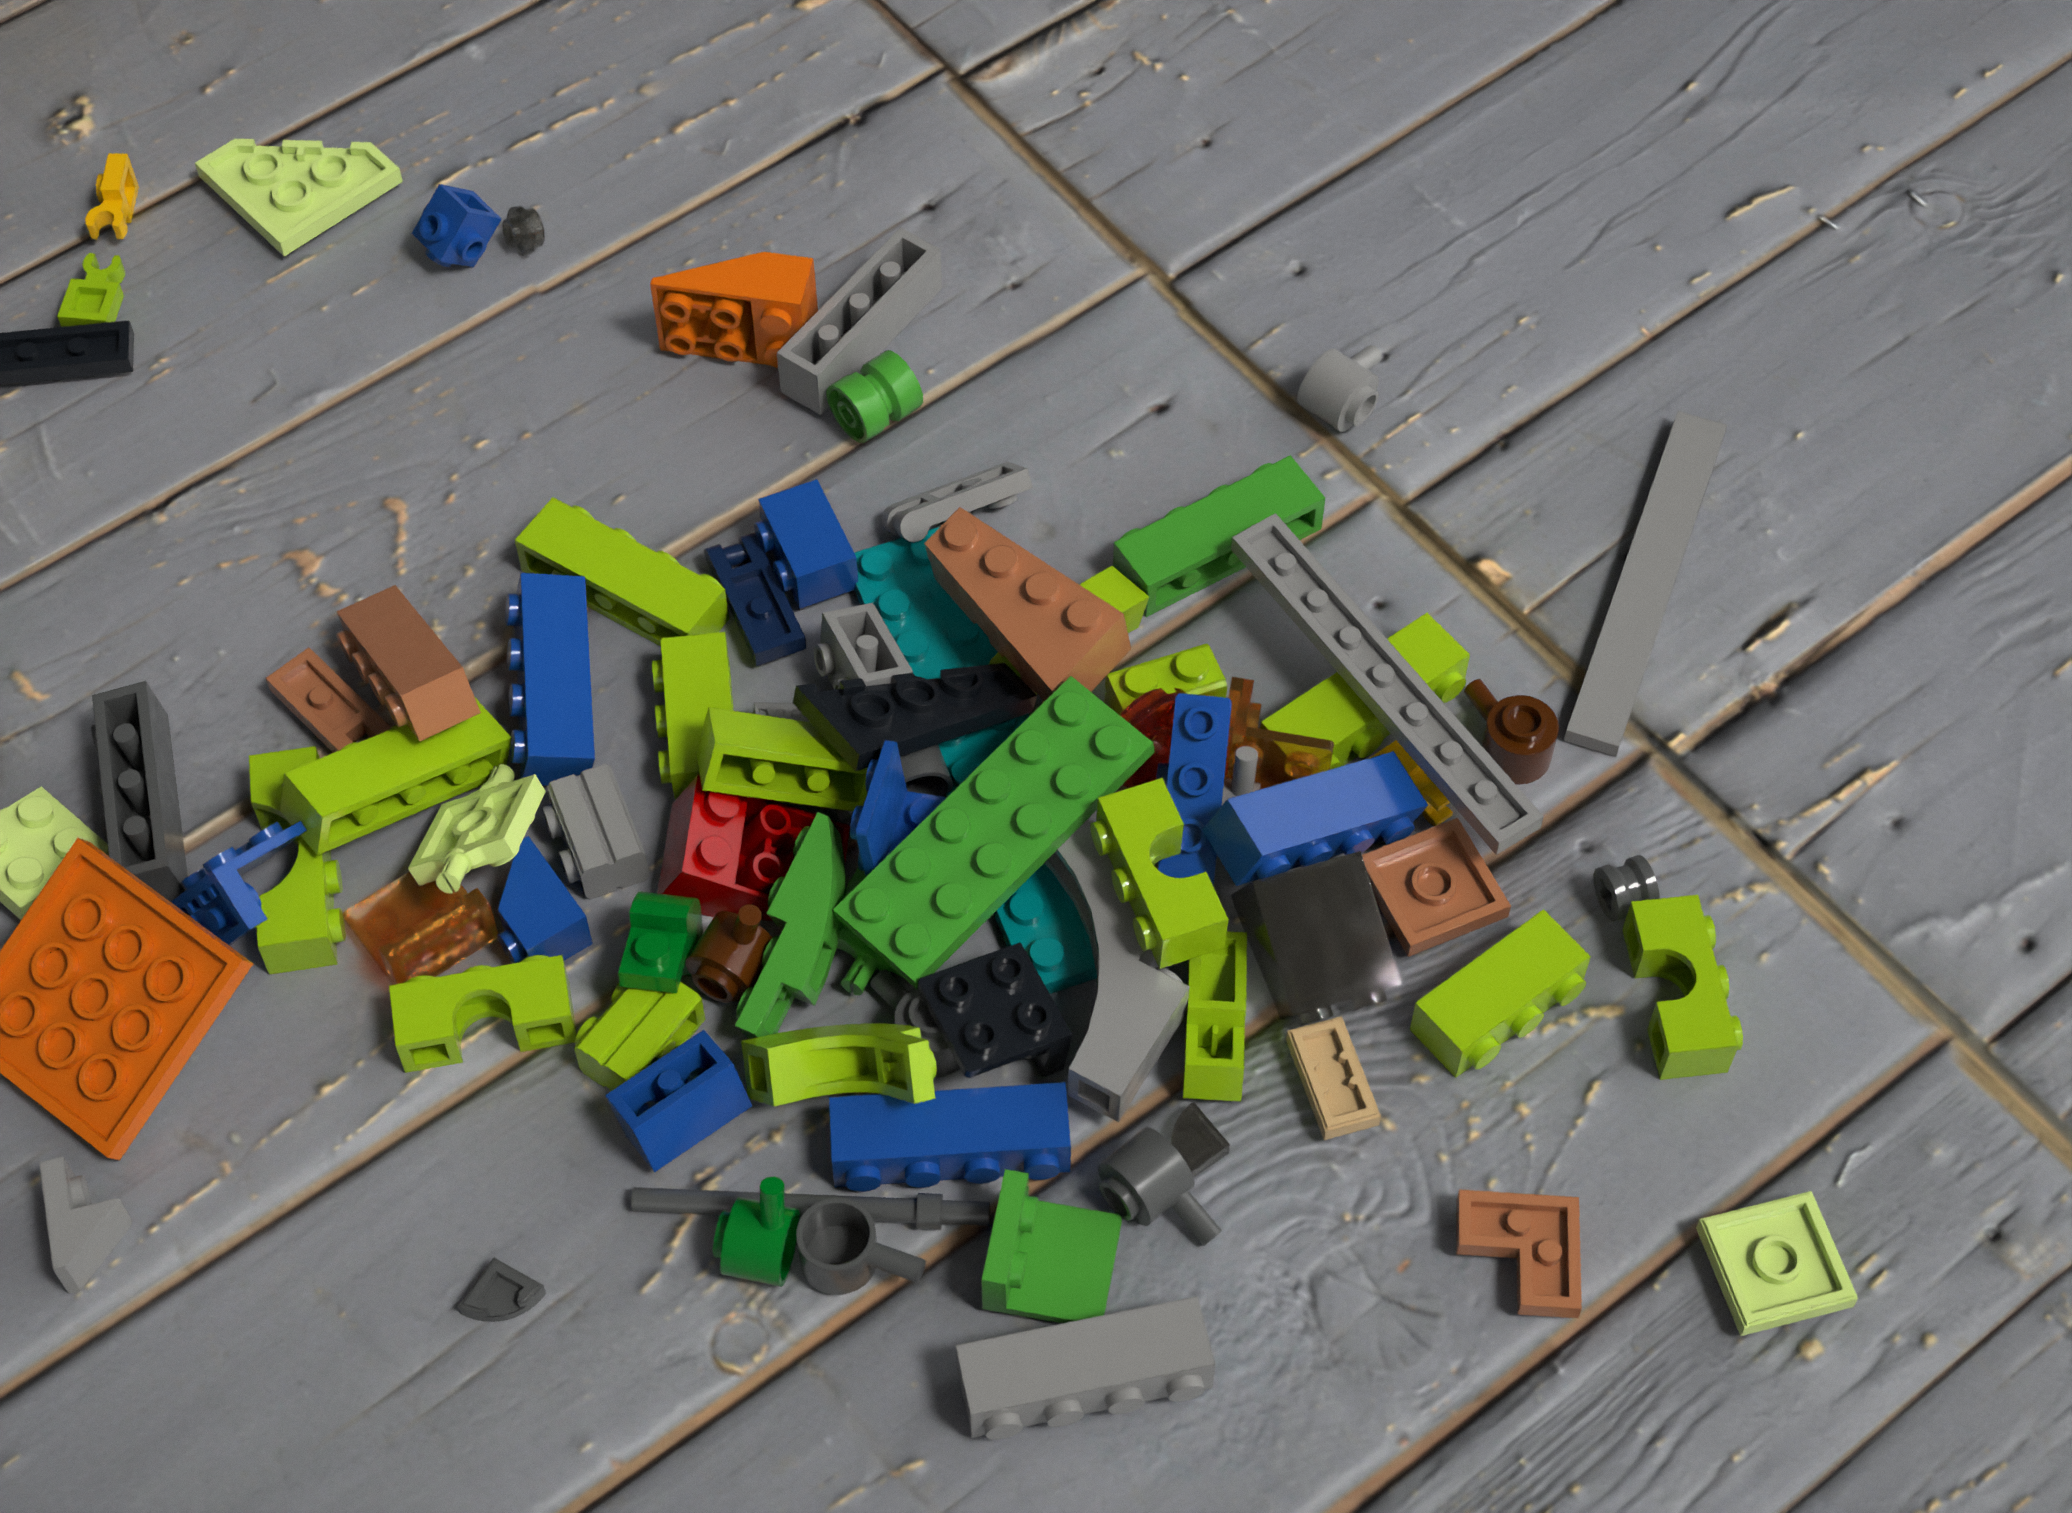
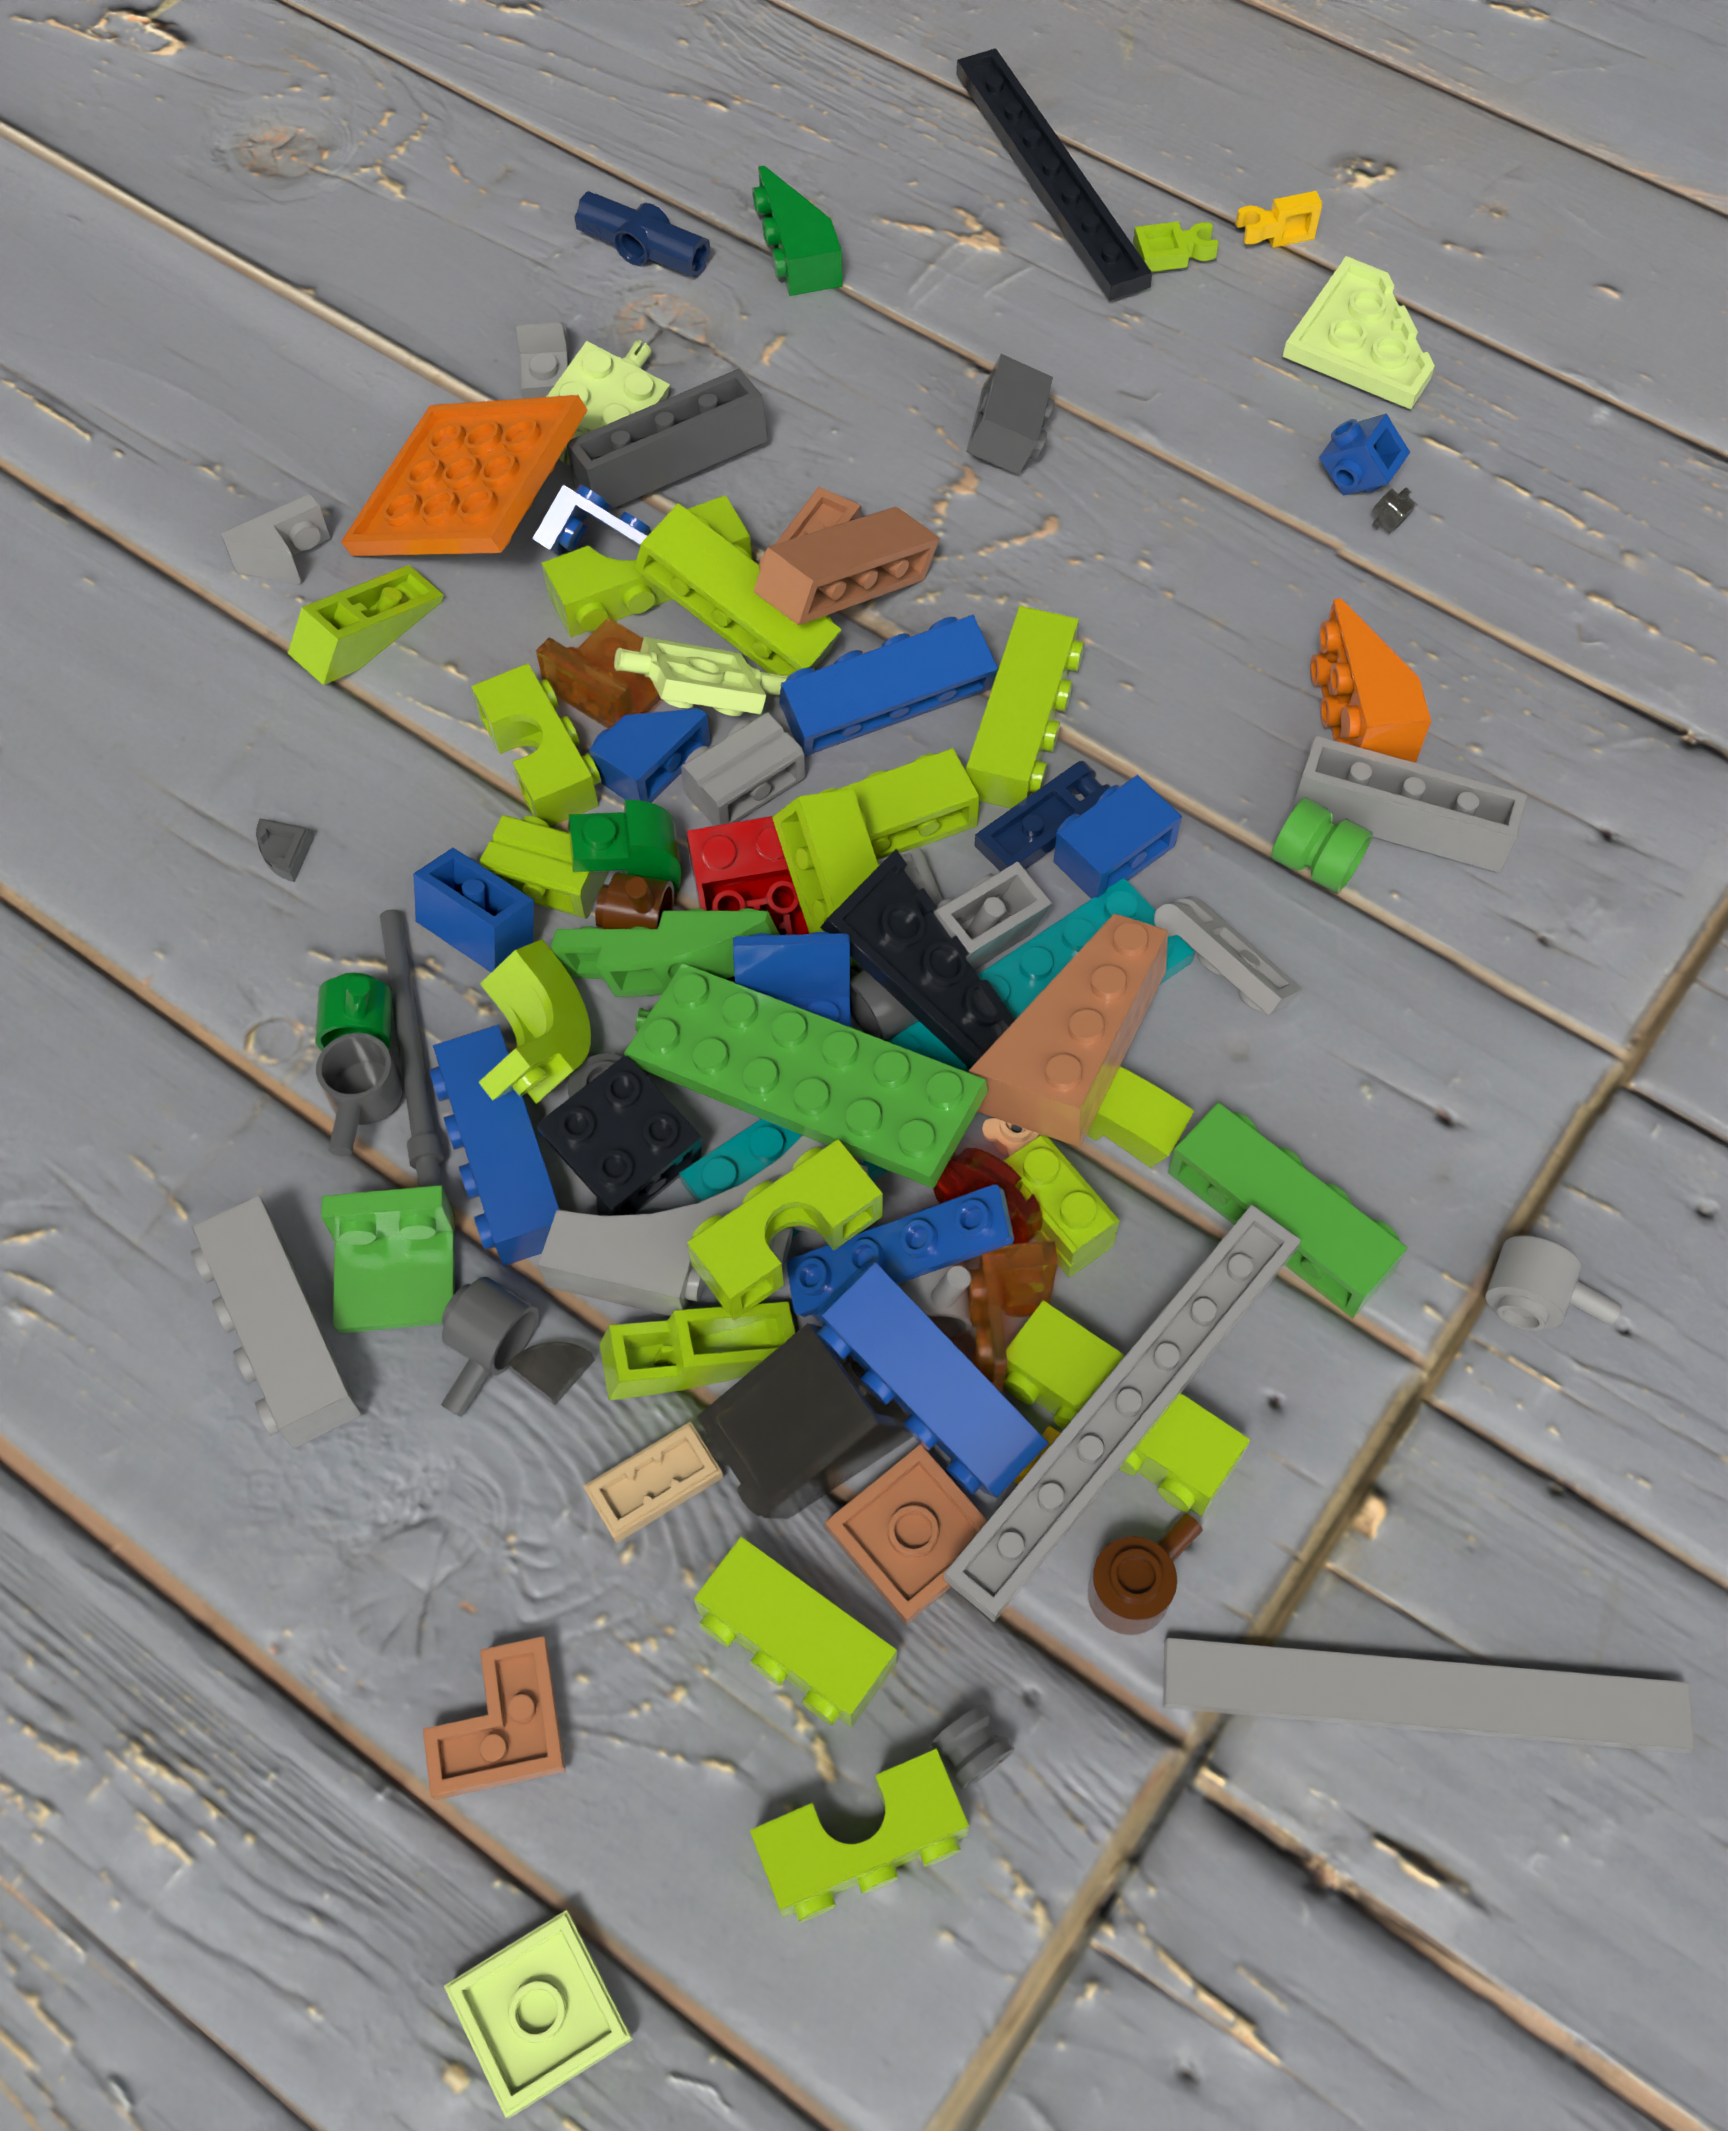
camera: 75 degrees right, 5 degrees up
(241, 1153) = (360, 622): none -> lime slope
(259, 487) = (1011, 415): none -> dark grey brick

